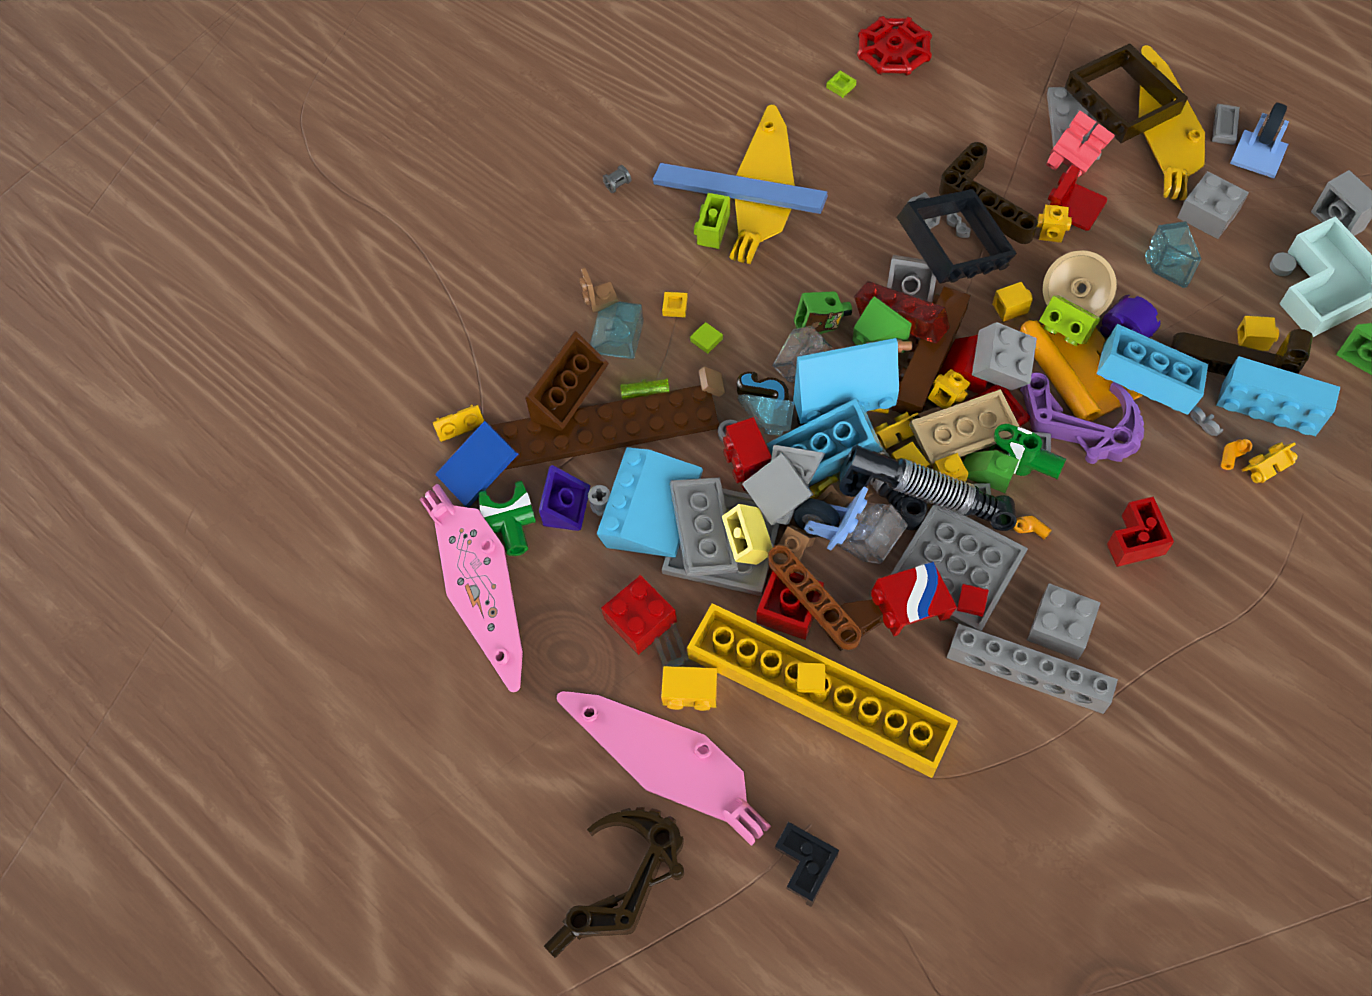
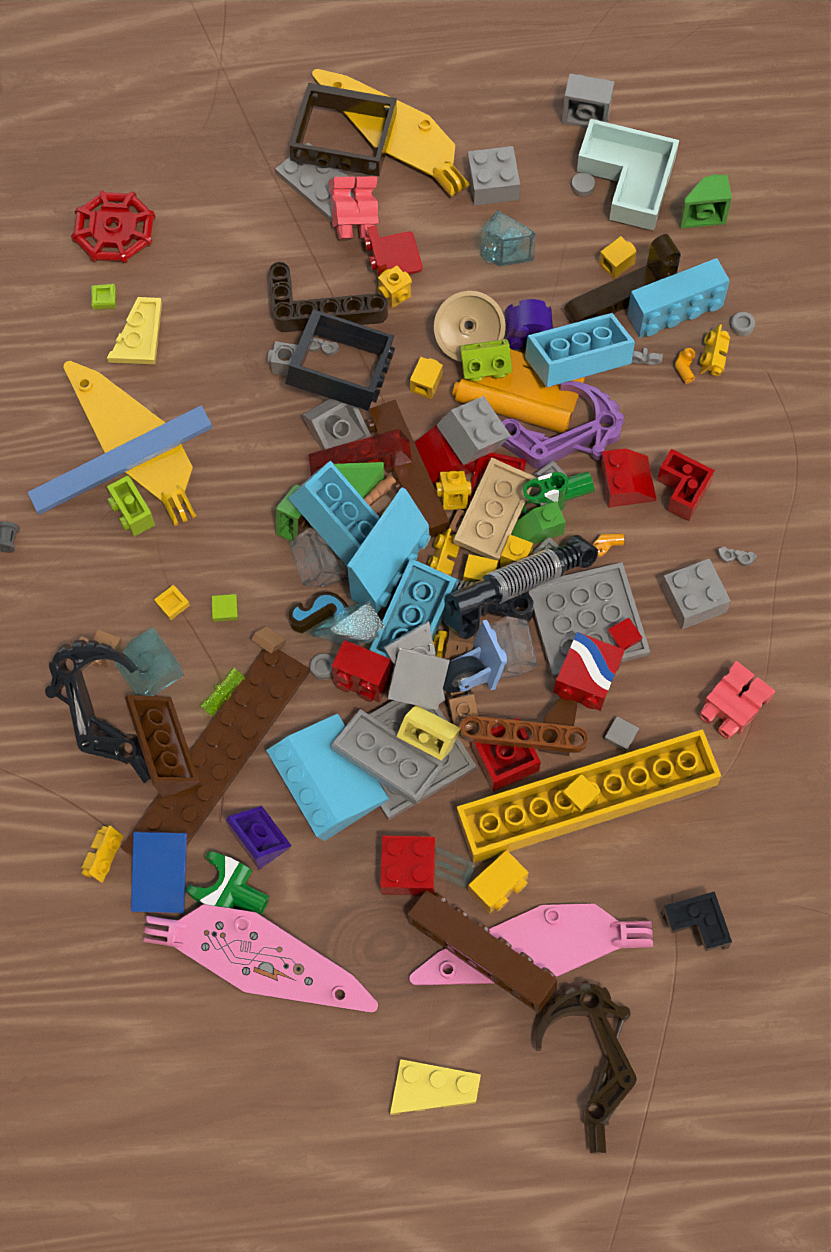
camera: 50 degrees left, 5 degrees up
(491, 783) = (430, 1087): none -> light yellow wing
(548, 294) = (89, 738): none -> black piece
(597, 493) = (283, 802): light grey bush -> none
(623, 724) = (483, 951): none -> reddish brown brick
(839, 124) = (140, 335): none -> light yellow wing
(841, 317) = (335, 511): none -> medium azure brick
(896, 671) = (621, 734): none -> light grey tile
(1007, 728) = (730, 707): none -> coral hips
(1032, 669) = (706, 647): light grey brick -> none
(1097, 493) = (626, 477): none -> red slope
(1134, 631) = (743, 558): none -> light grey piece
(1225, 124) = (436, 95): light grey tile -> none
(1261, 152) = (482, 95): light blue plate -> none
(1317, 461) = (742, 324): none -> light grey tile

